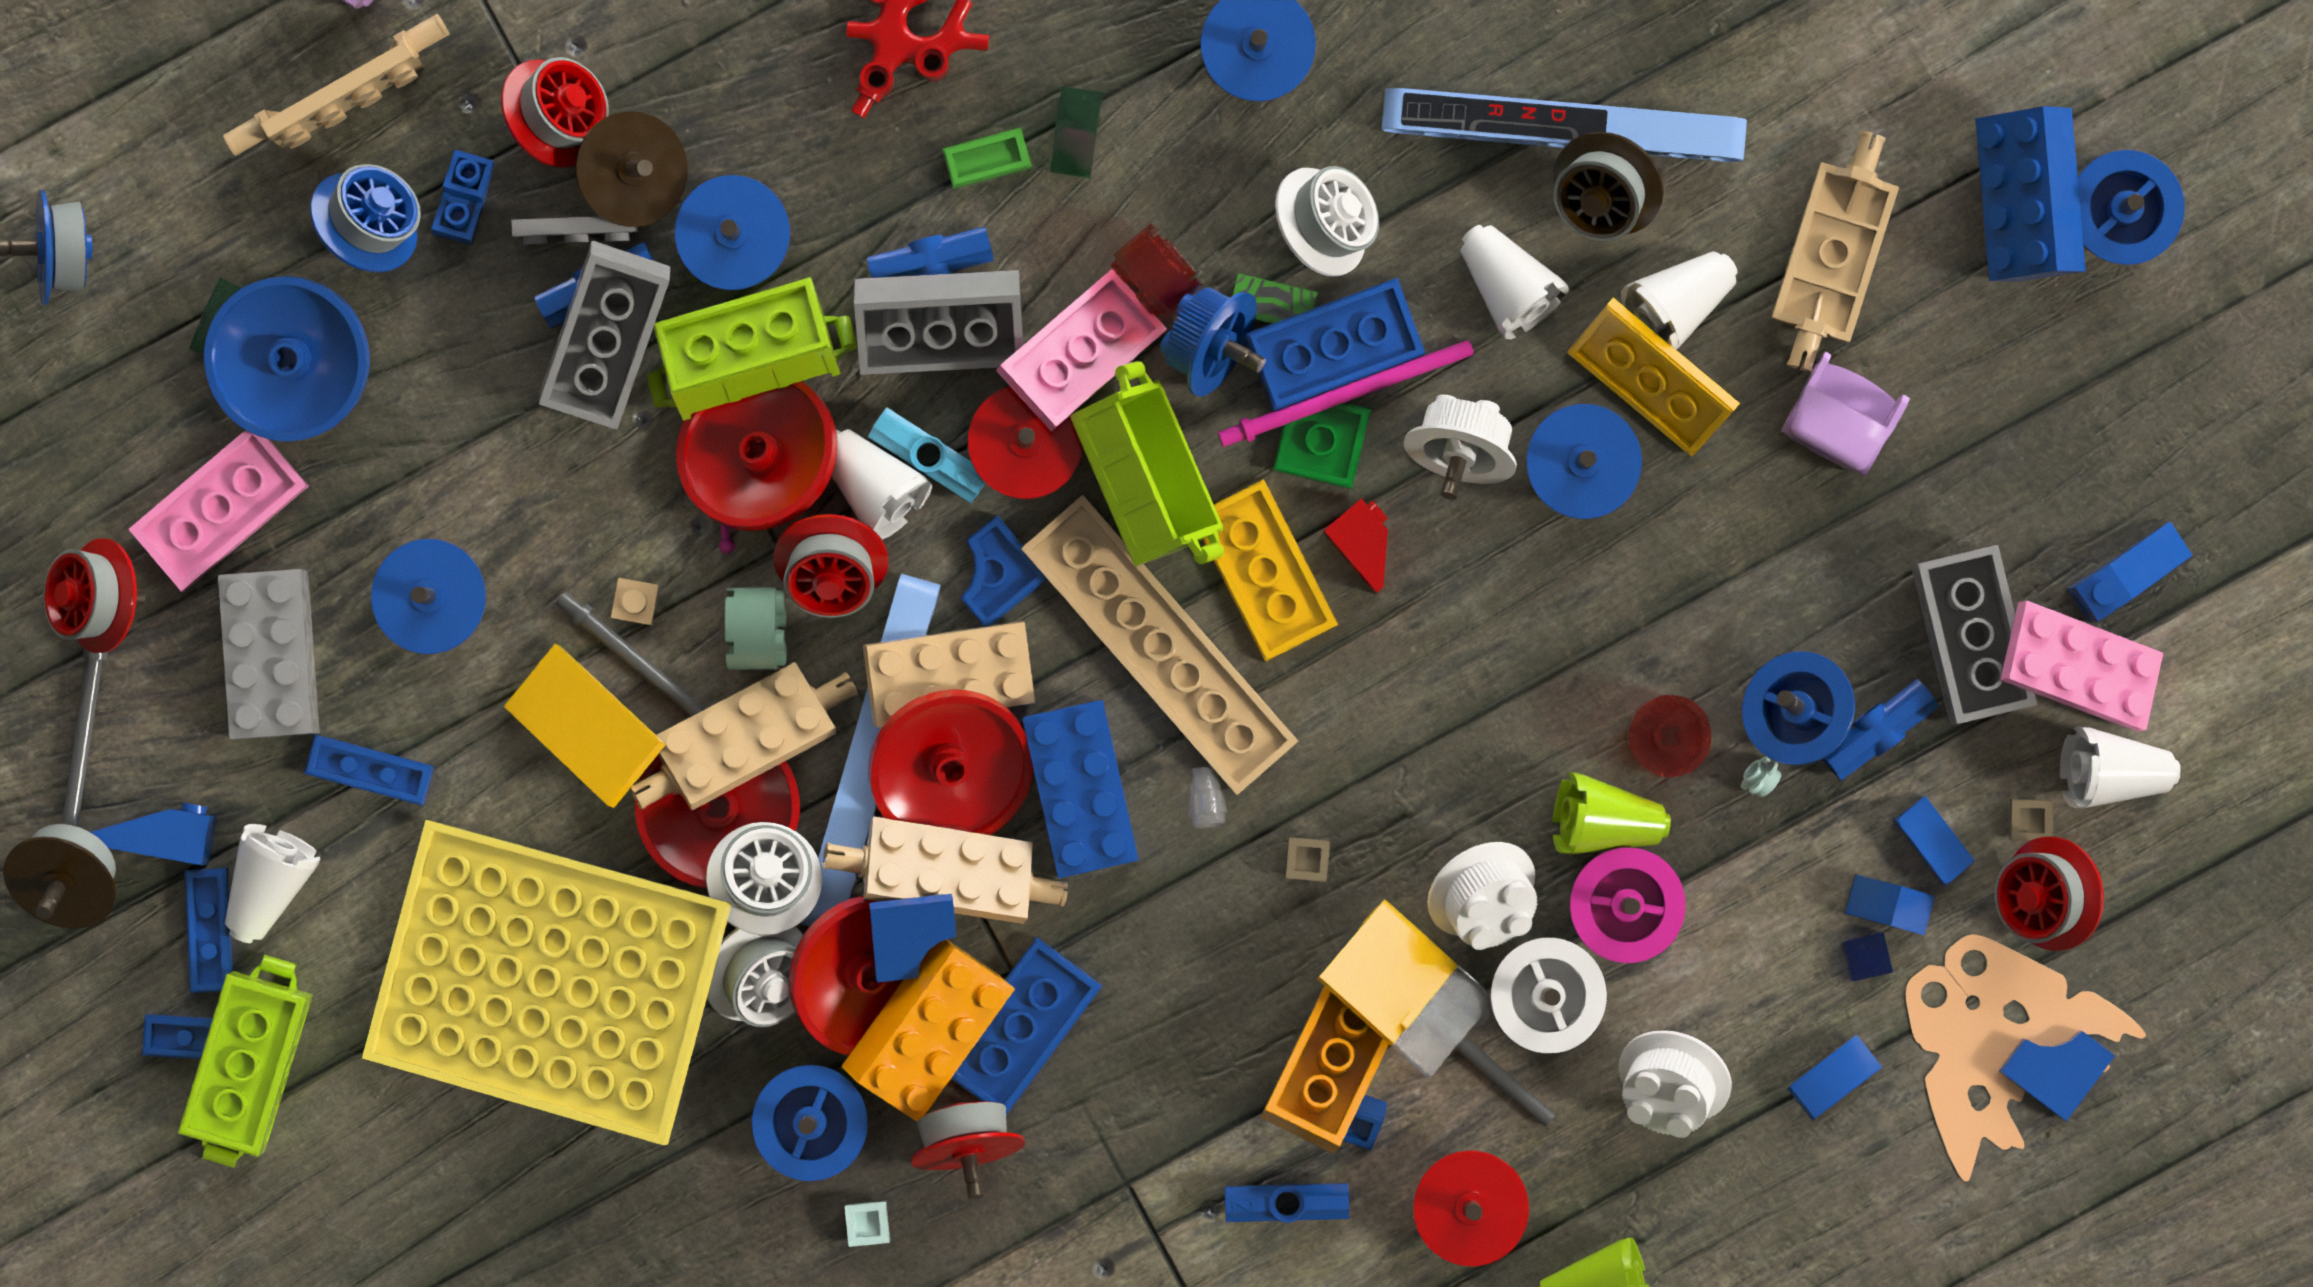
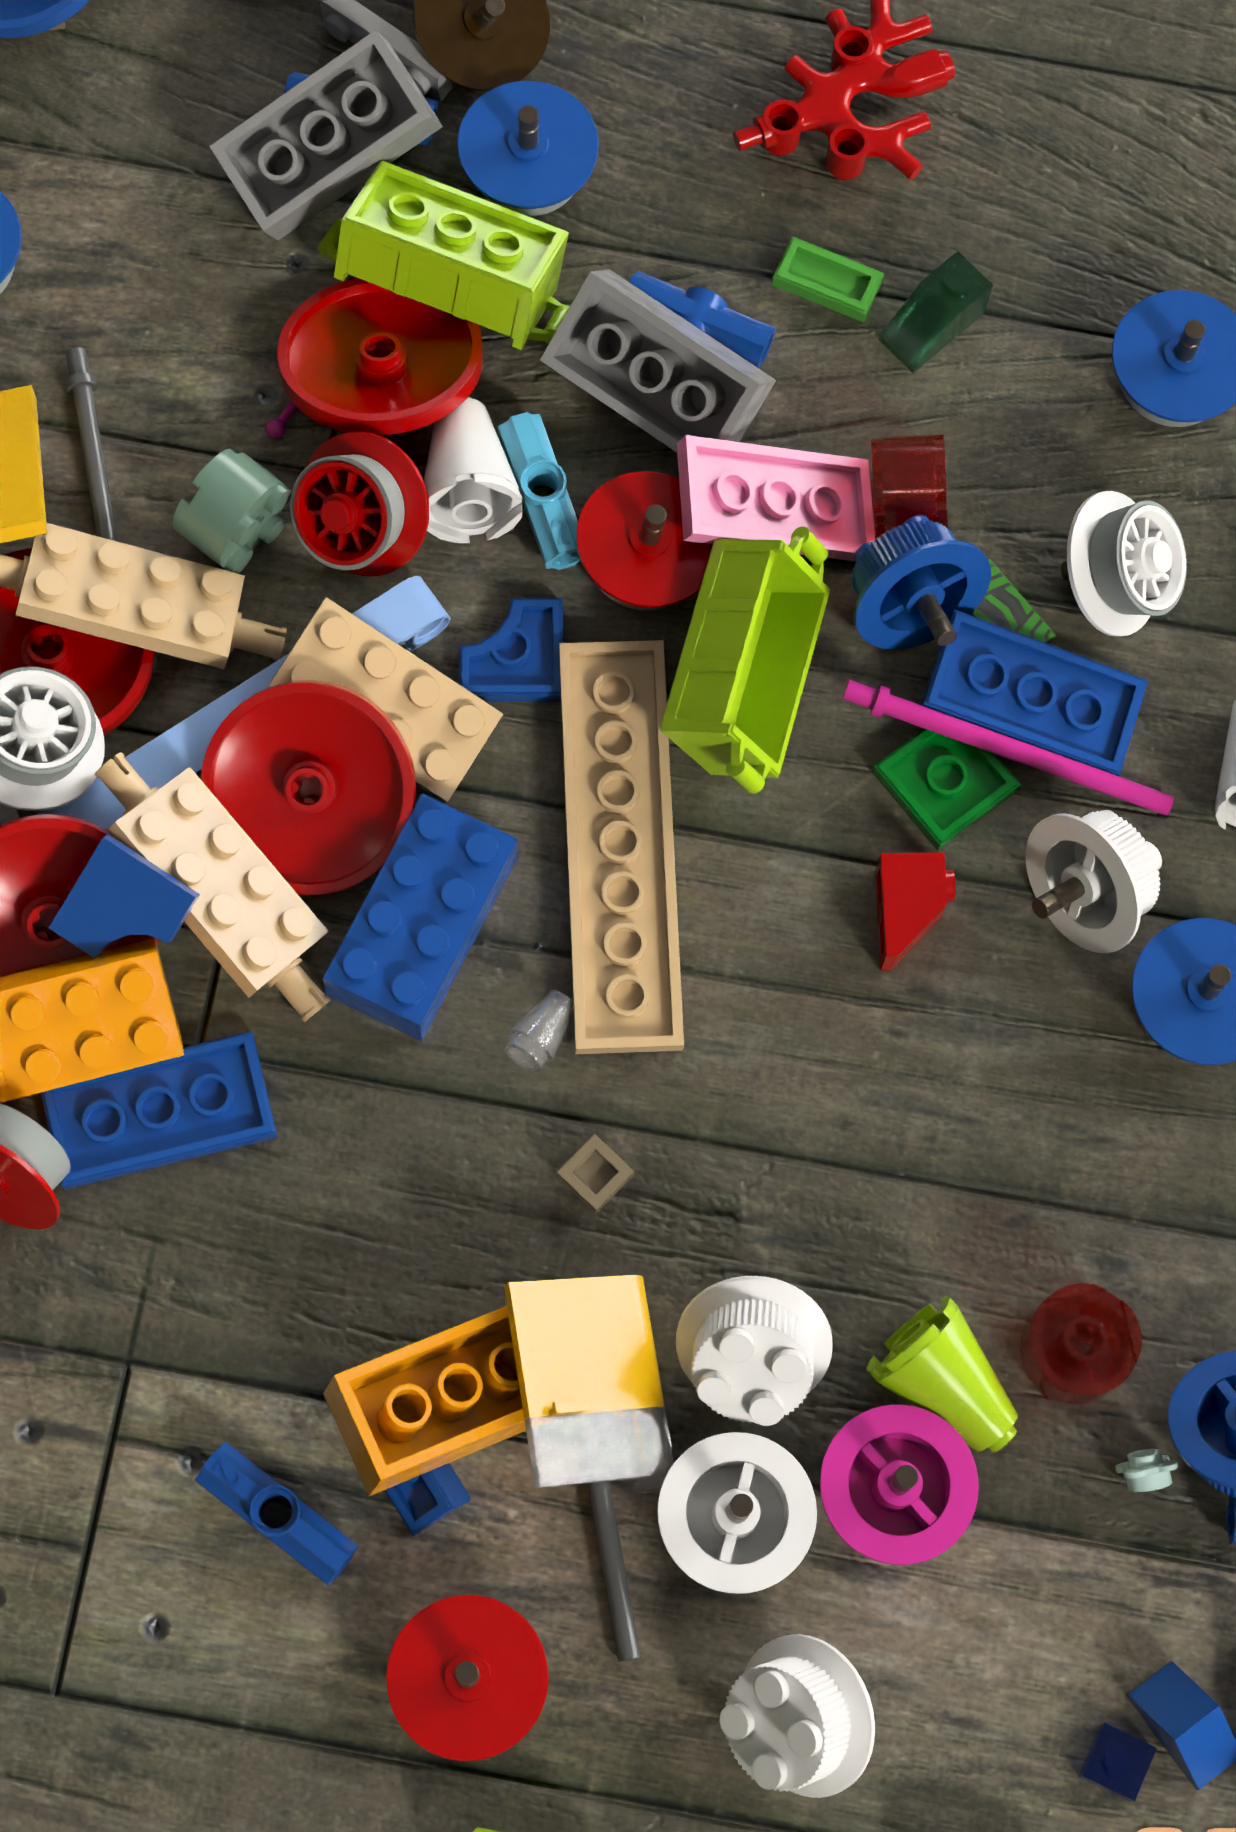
camera: 35 degrees right, 15 degrees down
(635, 601) = (143, 411): tan plate -> none
(1268, 573) = (786, 863): yellow tile -> none

